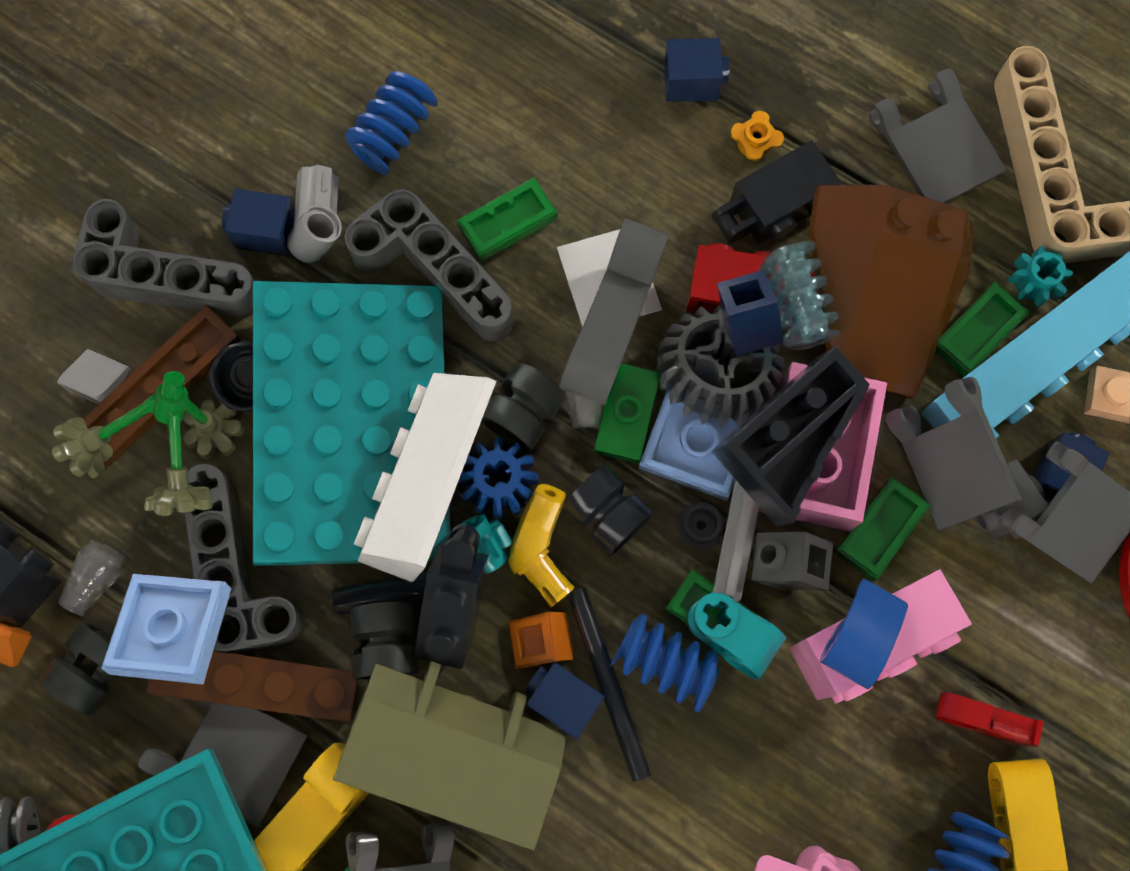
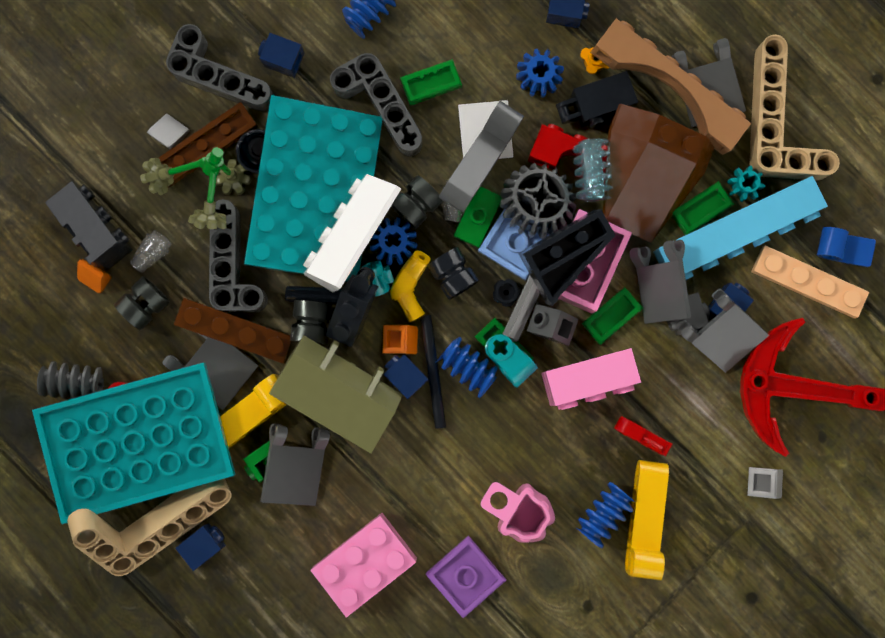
camera: 15 degrees right, 10 degrees up
(167, 628) = (190, 291): light blue tile -> none
(315, 213) = (316, 55): light grey piece -> none
(679, 158) = (547, 65): none -> blue gear
(750, 312) = (559, 175): dark blue brick -> none
(804, 109) = (624, 49): none -> medium nougat arch
(866, 635) = (578, 375): blue panel -> none

